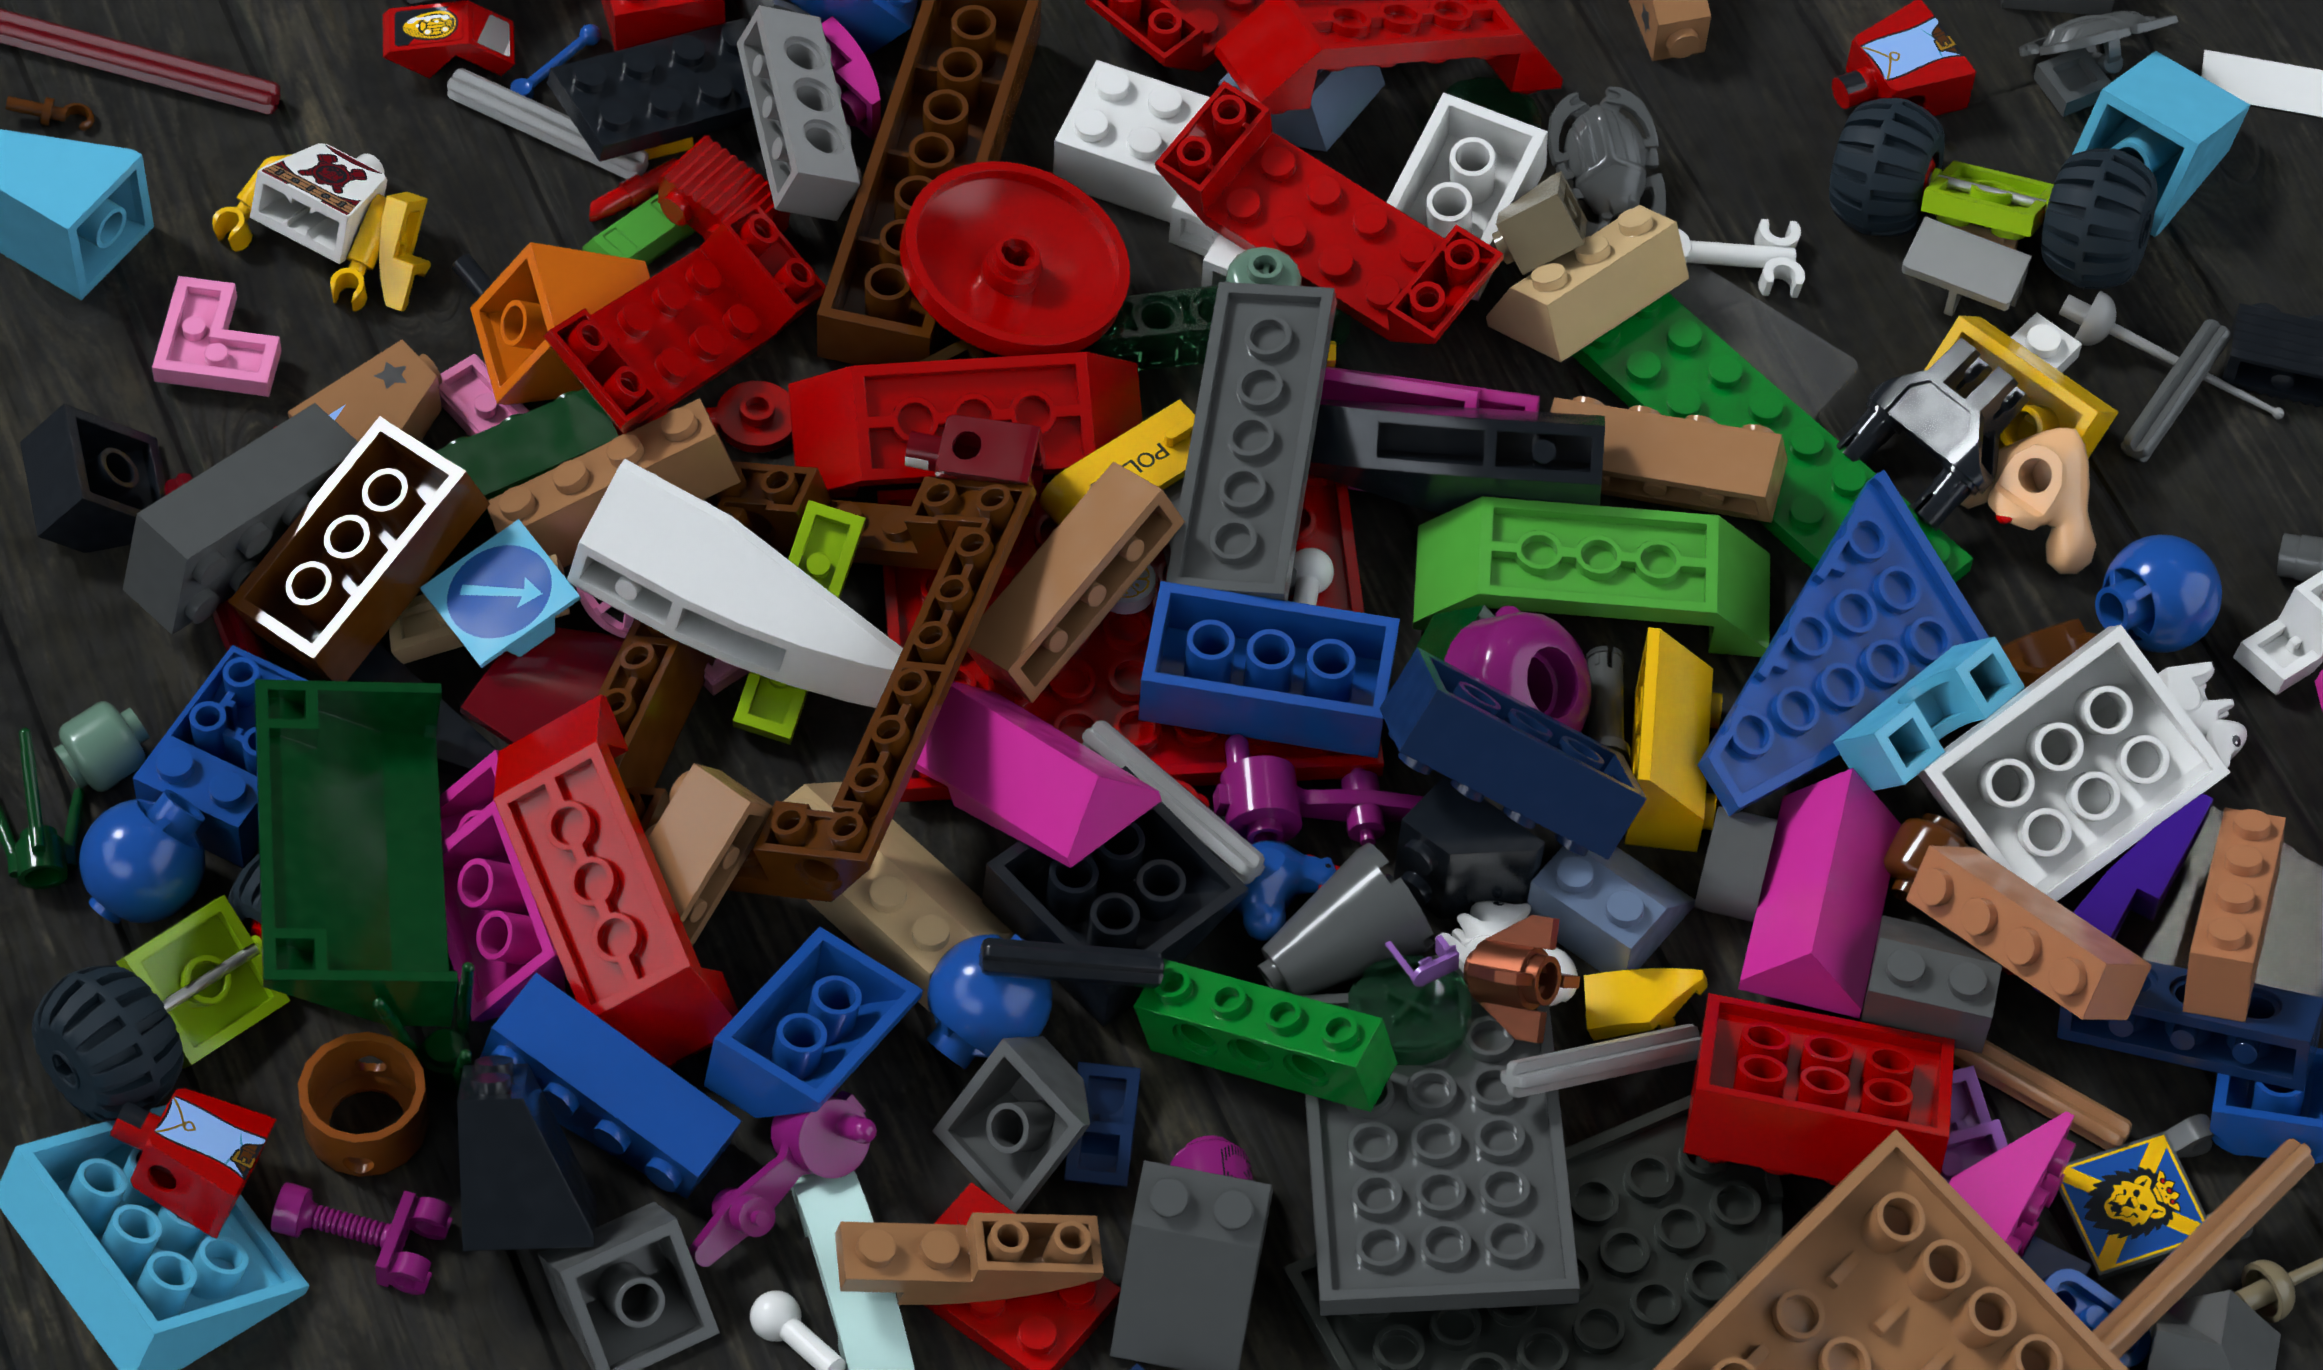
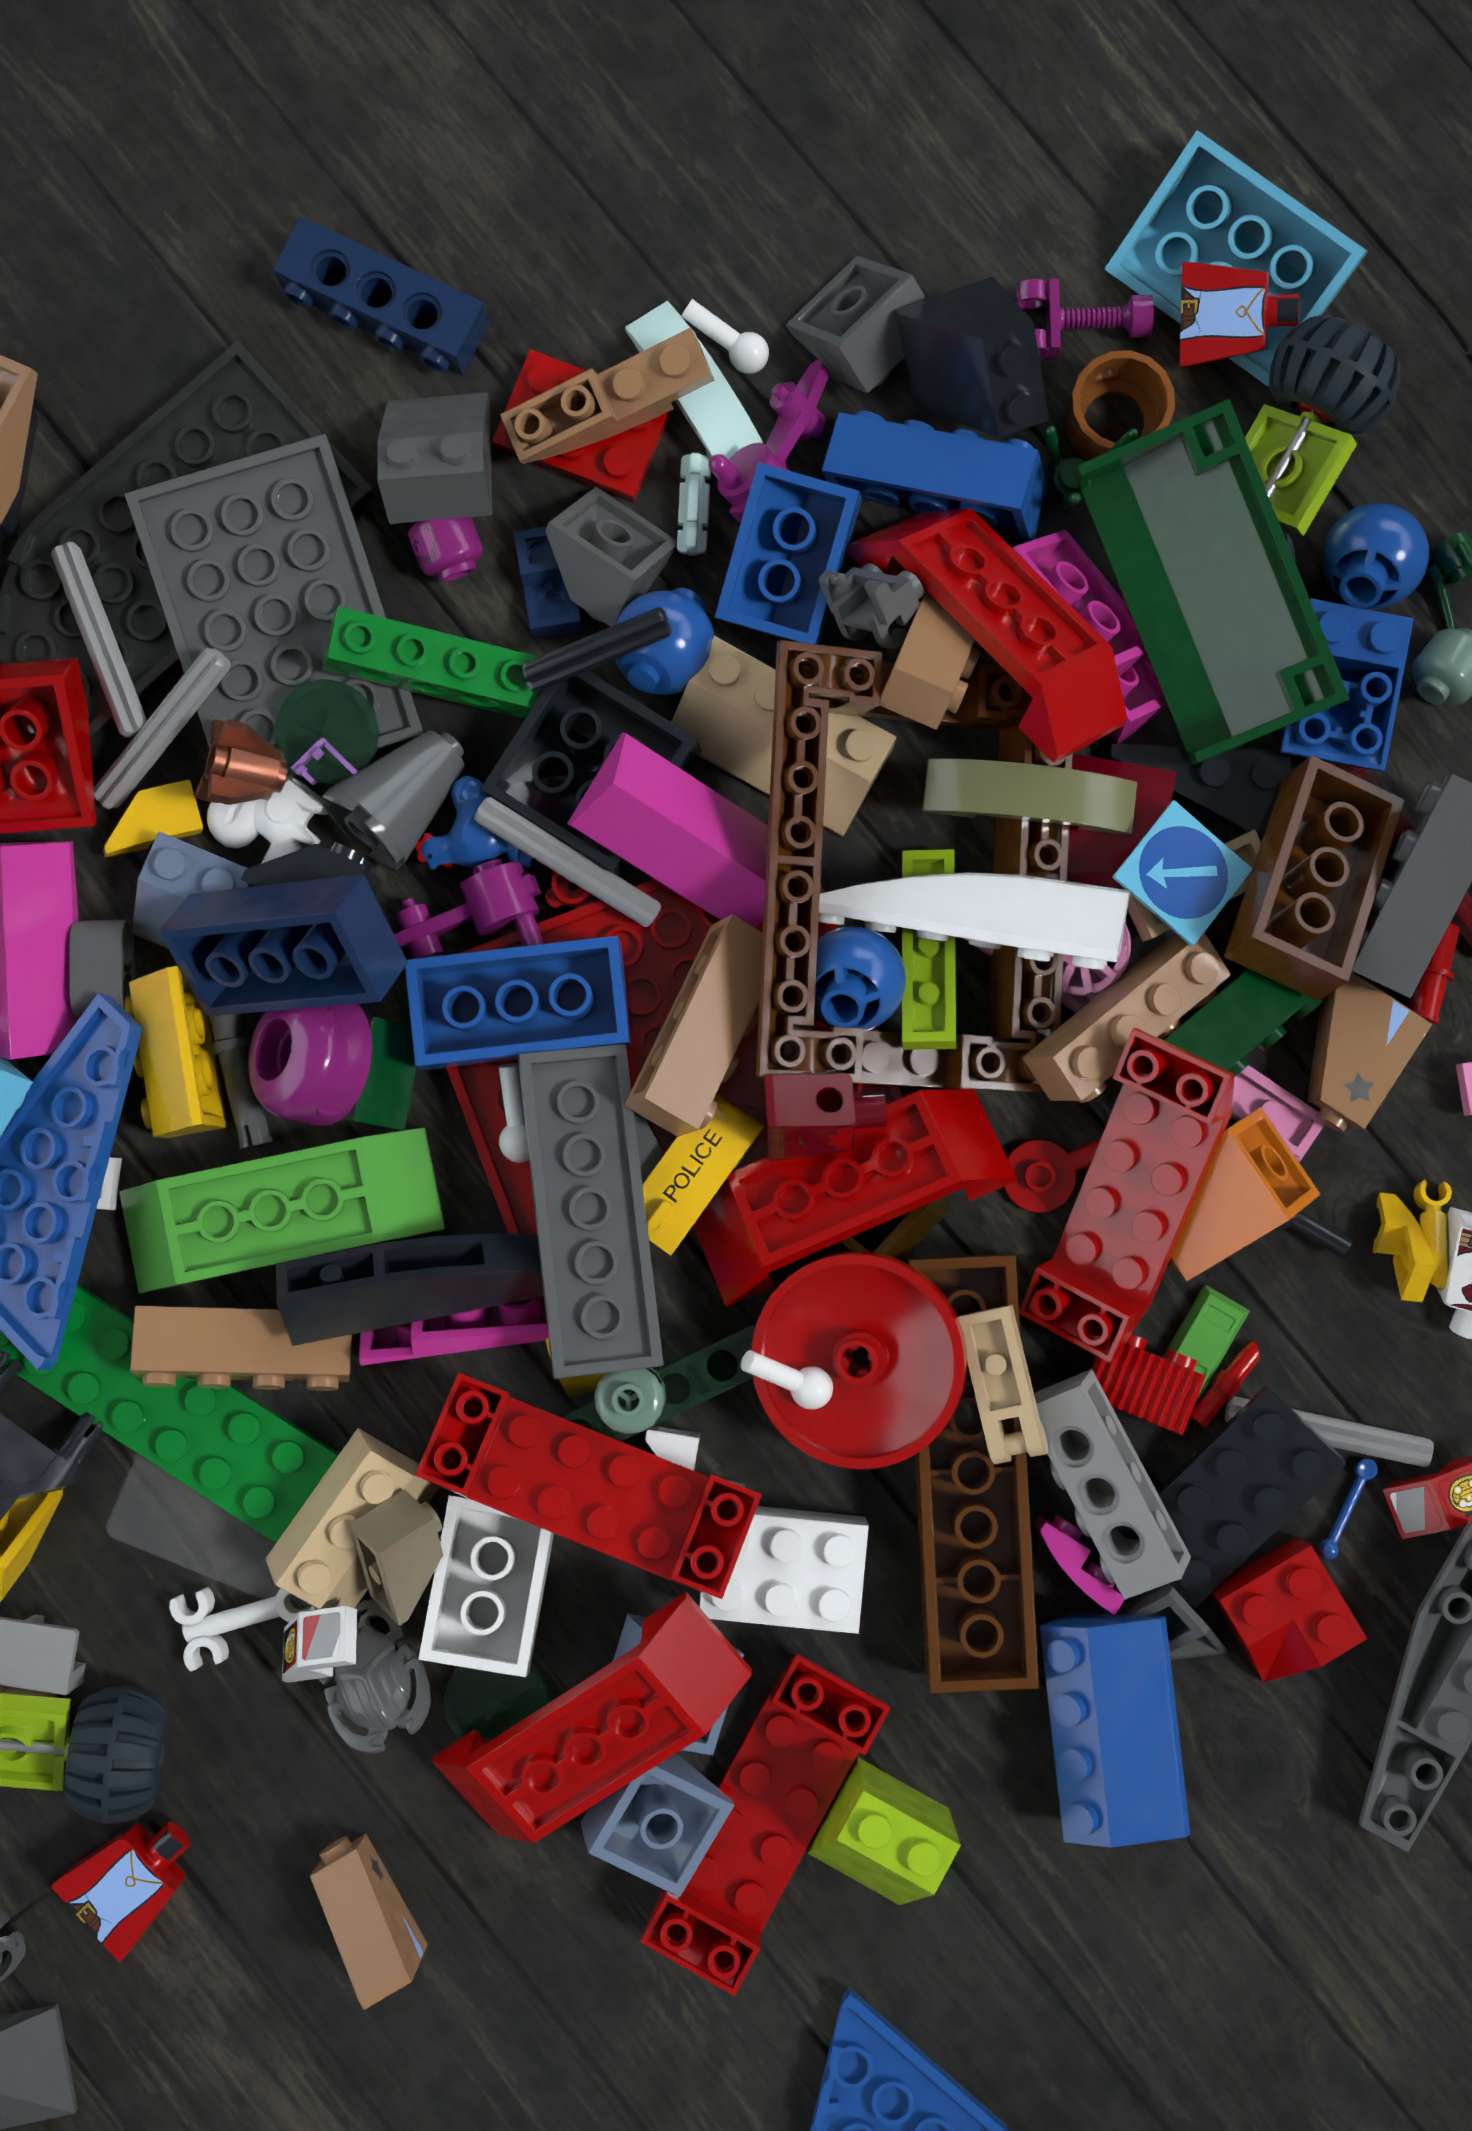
camera: 175 degrees right, 30 degrees up
(643, 709) = (1030, 794): none -> olive slope
(742, 928) = (871, 601): none -> dark grey piece
(875, 201) = (1002, 1383): none -> tan plate
(891, 575) = (857, 978): none -> blue brick
(901, 1158) = (693, 504): none -> light aqua axle
(1074, 259) = (809, 1386): none -> white bar
(1653, 181) = (318, 1642): none -> slope
(1654, 1180) = (99, 638): none -> light grey axle

